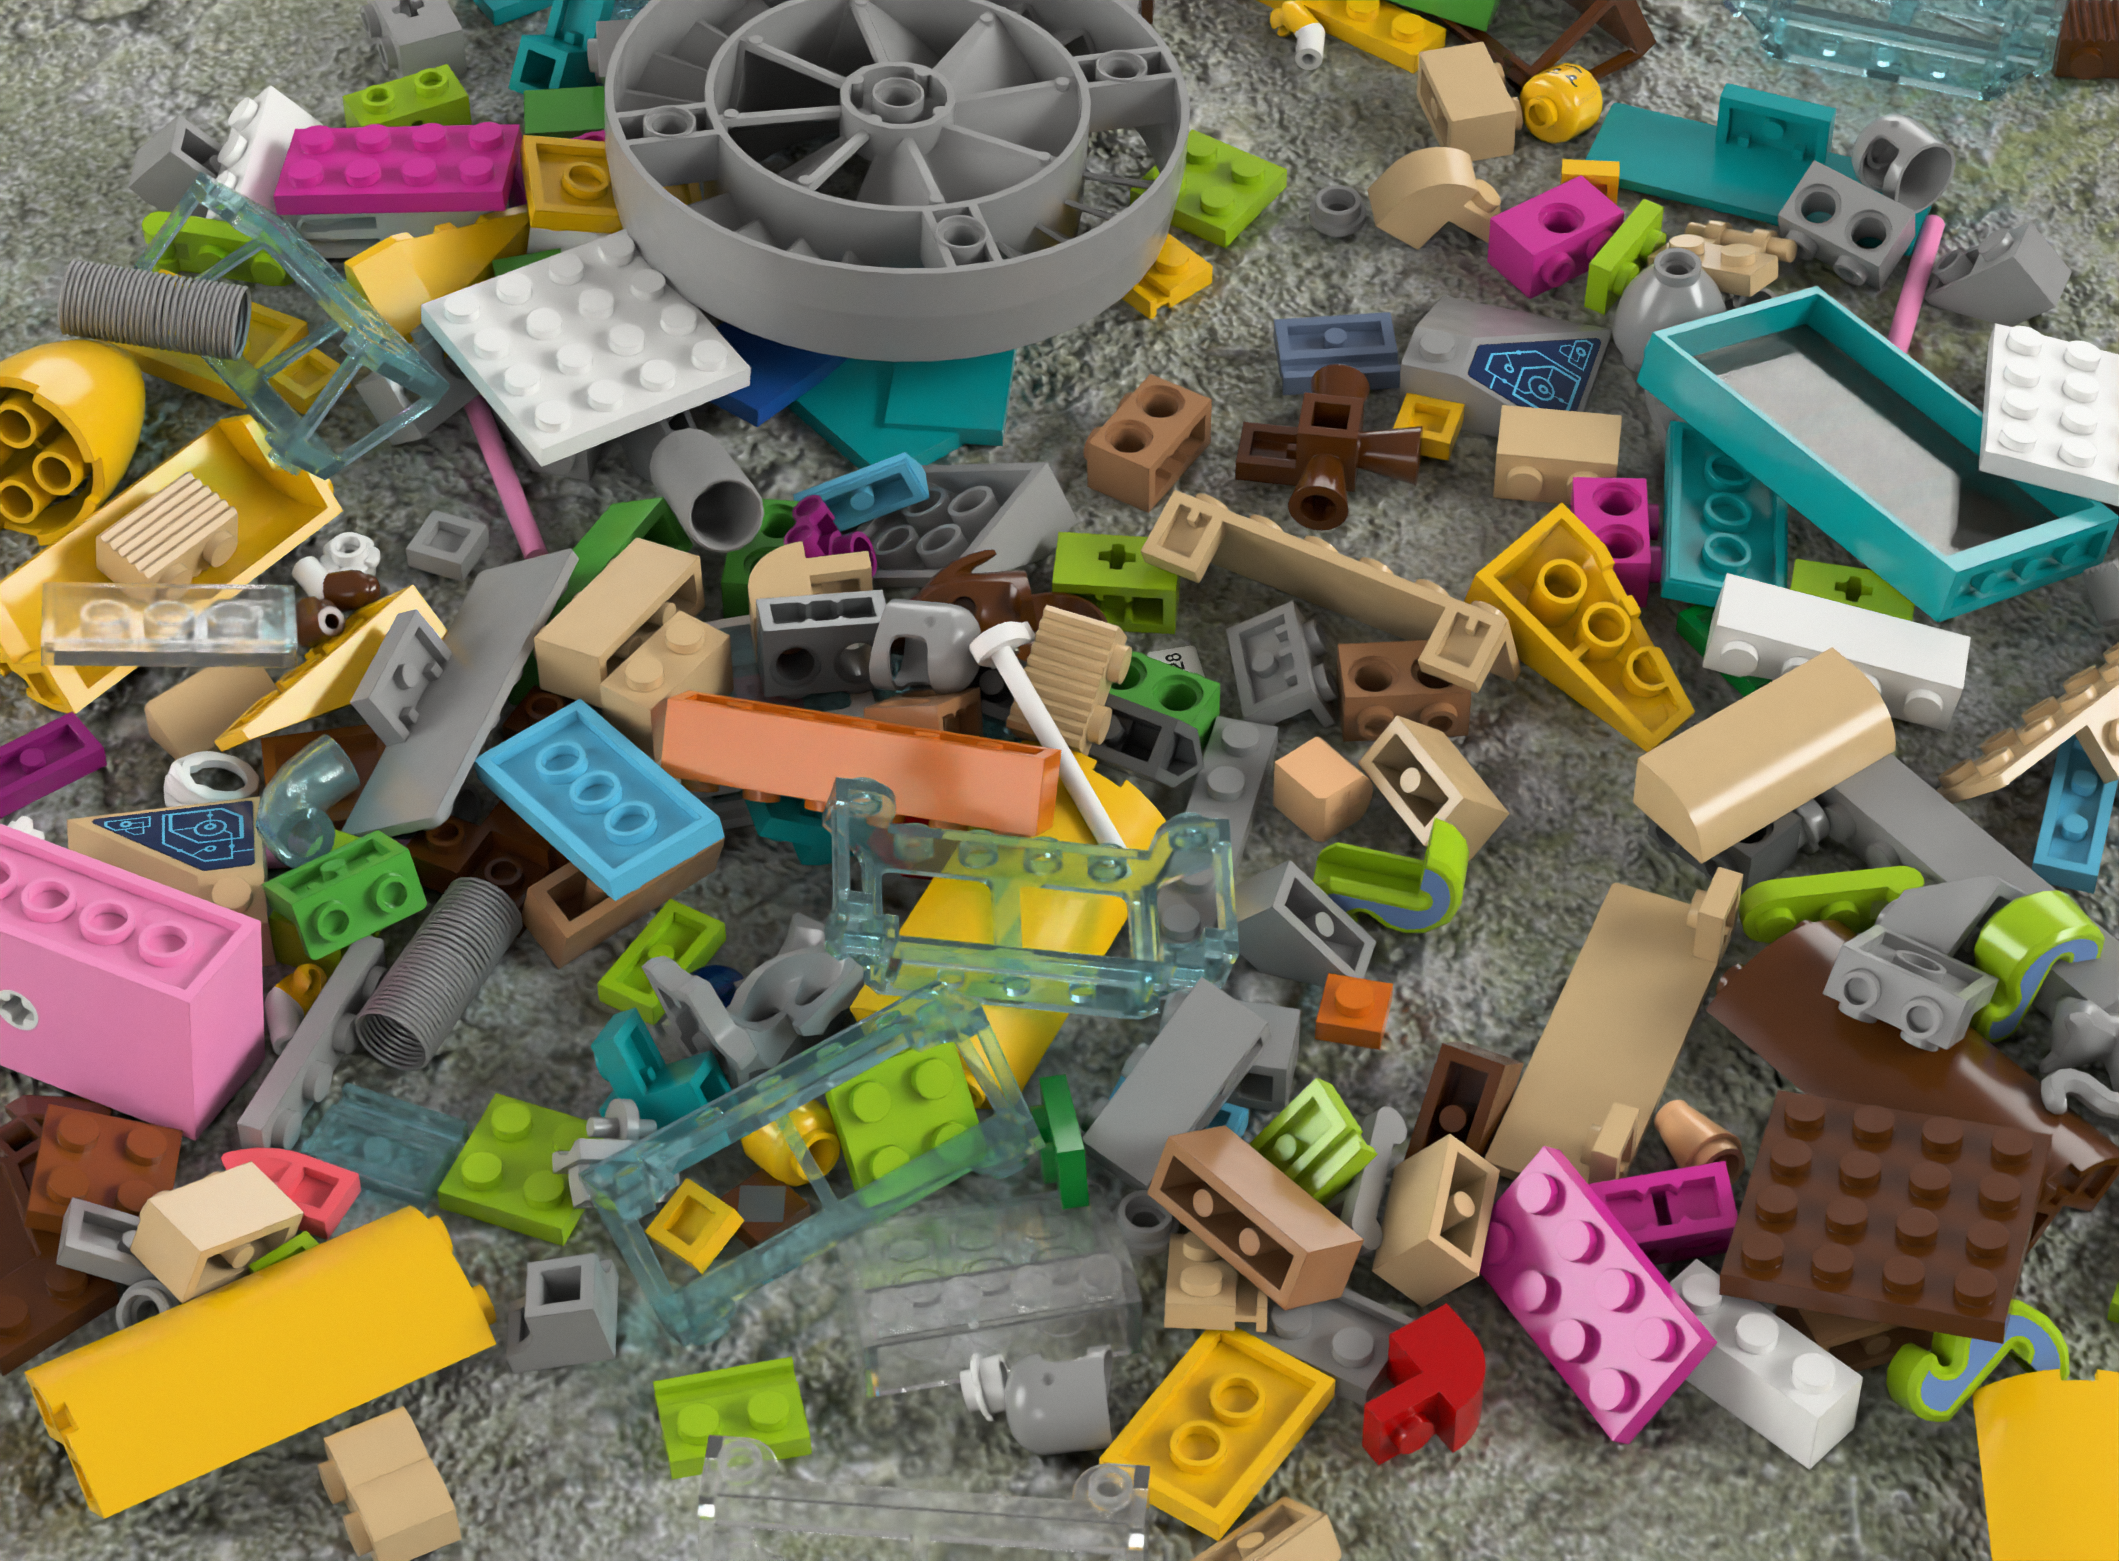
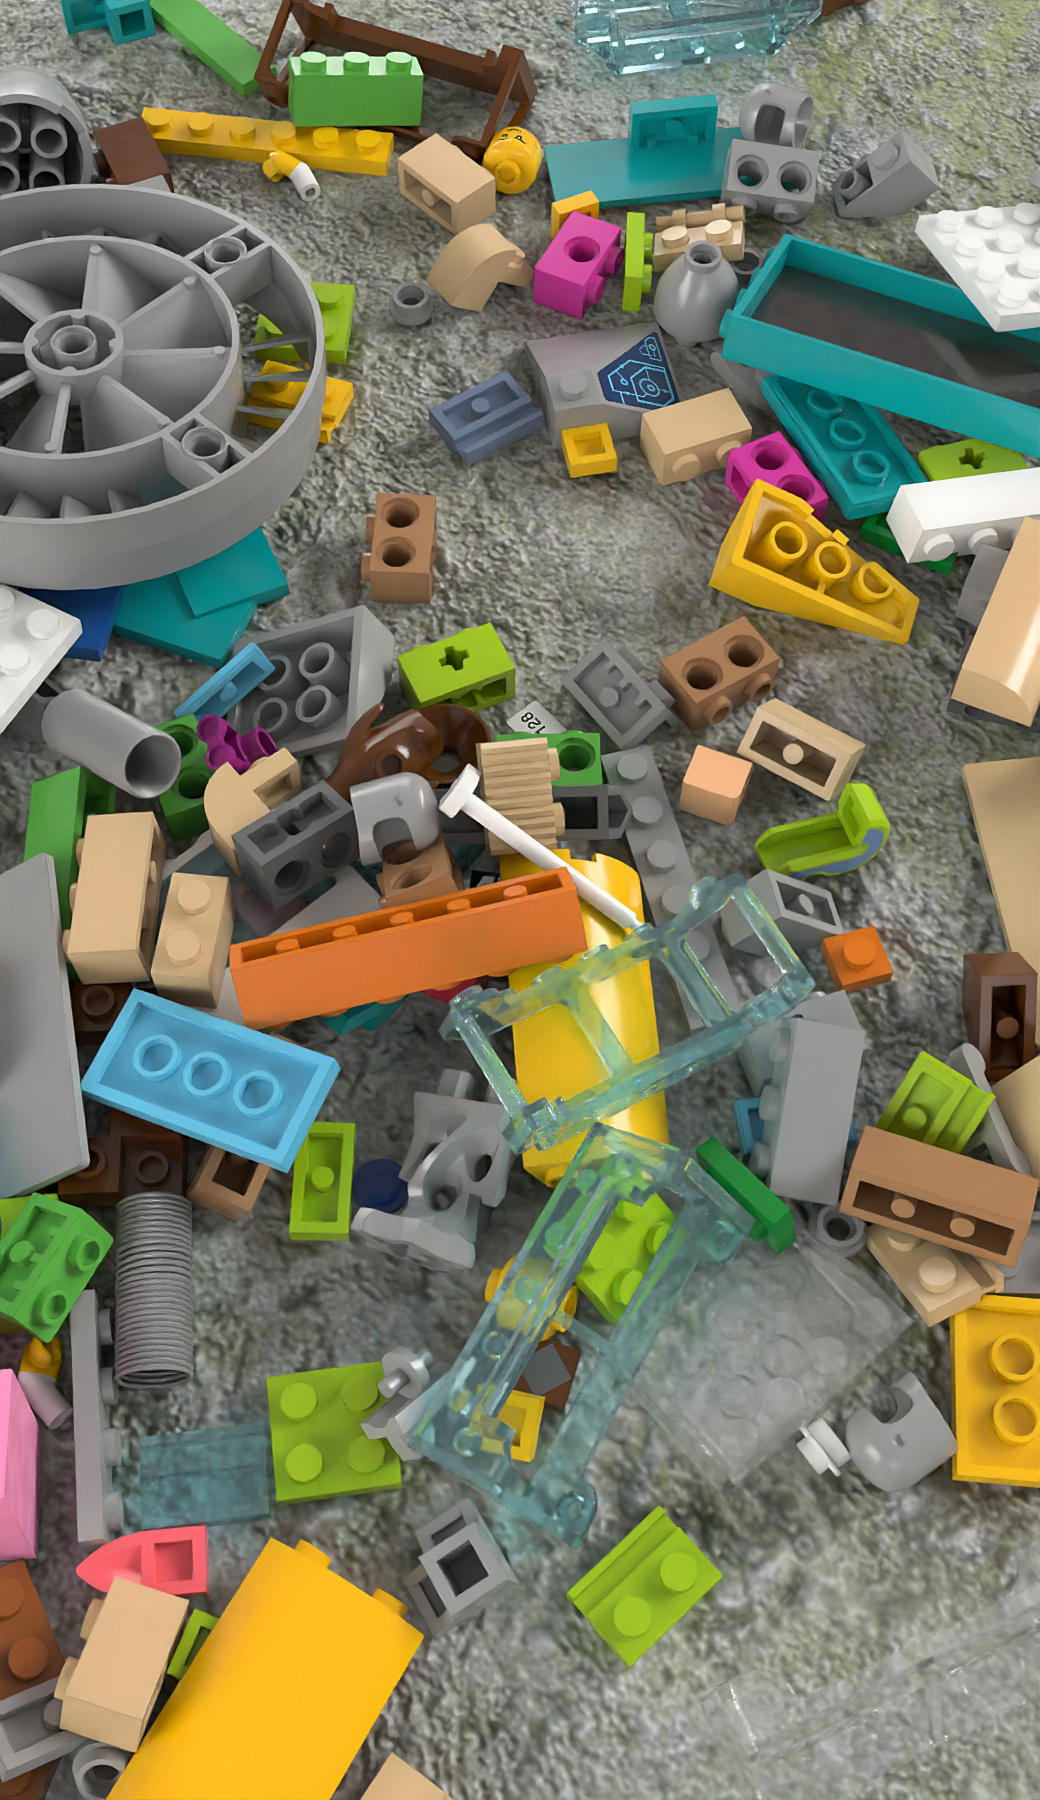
camera: 30 degrees left, 15 degrees up
(637, 1071) = (422, 1311): teal brick -> none
(1327, 449) = (537, 499): reddish brown brick -> none
(1461, 637) = (511, 612): tan bracket -> none
(1916, 282) = (831, 214): bright pink bar -> none

